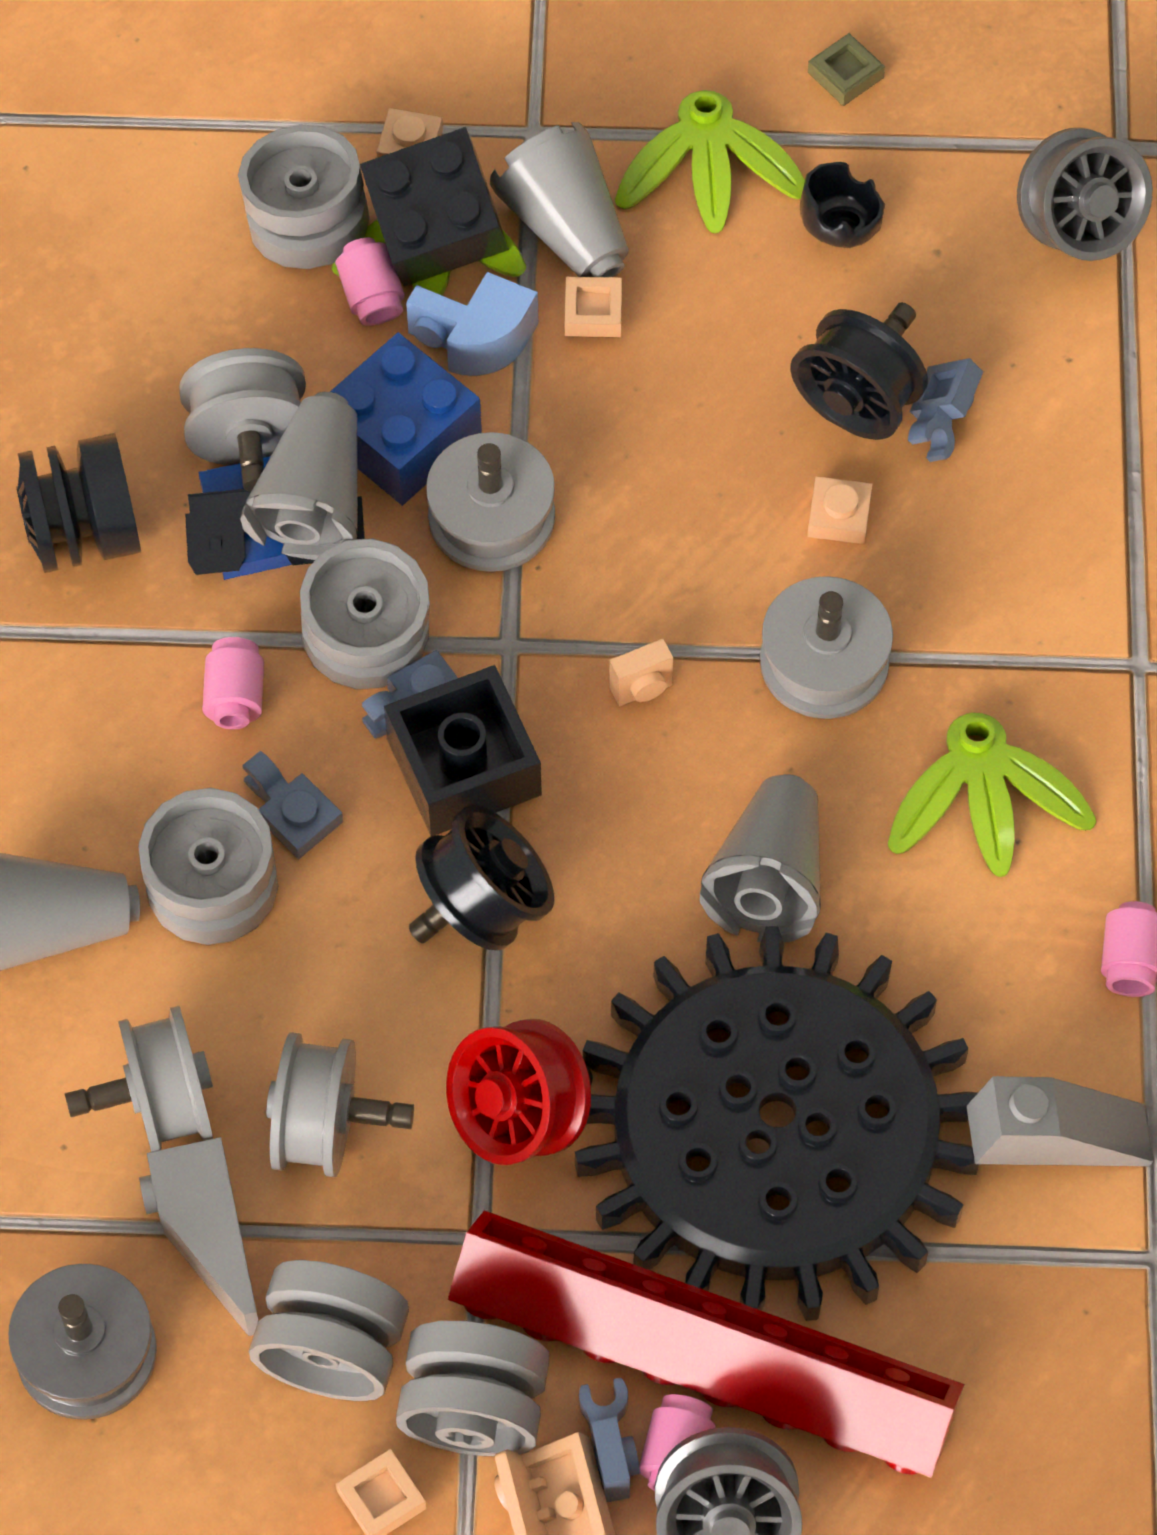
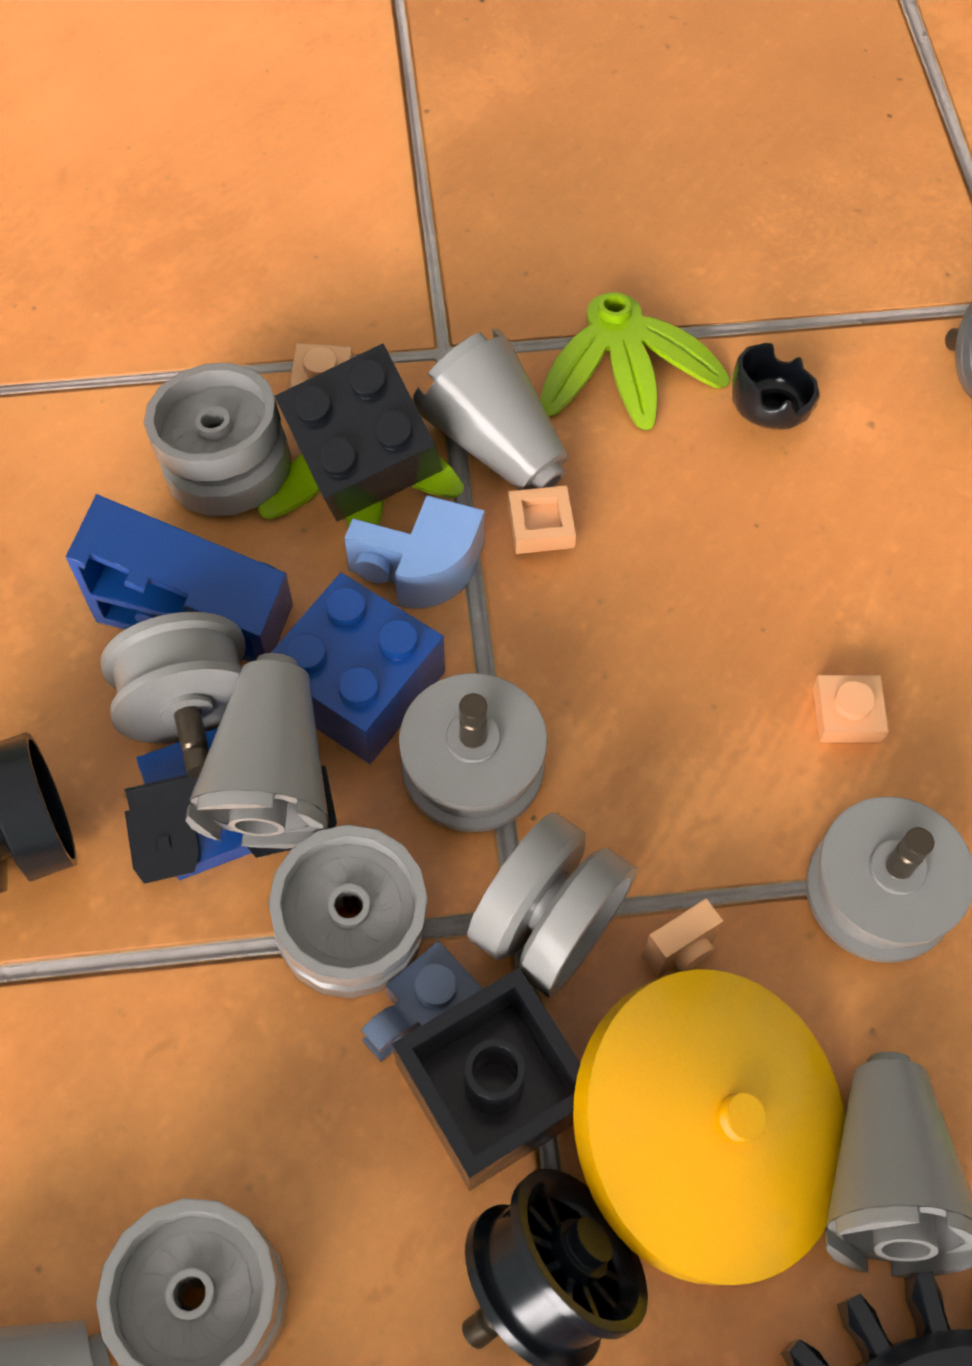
camera: 10 degrees left, 0 degrees up
(226, 307) = (147, 569): none -> blue wedge
(233, 683) = (202, 1021): bright pink brick -> none
(294, 811) = (299, 1180): sand blue plate -> none
(370, 281) = (301, 520): bright pink brick -> none
(533, 624) = (551, 903): none -> light grey wheel
(626, 800) = (709, 1127): none -> yellow dish
(846, 69) = (738, 260): olive tile -> none
(861, 371) = (849, 555): black wheel -> none
(946, 398) = (927, 572): sand blue plate -> none

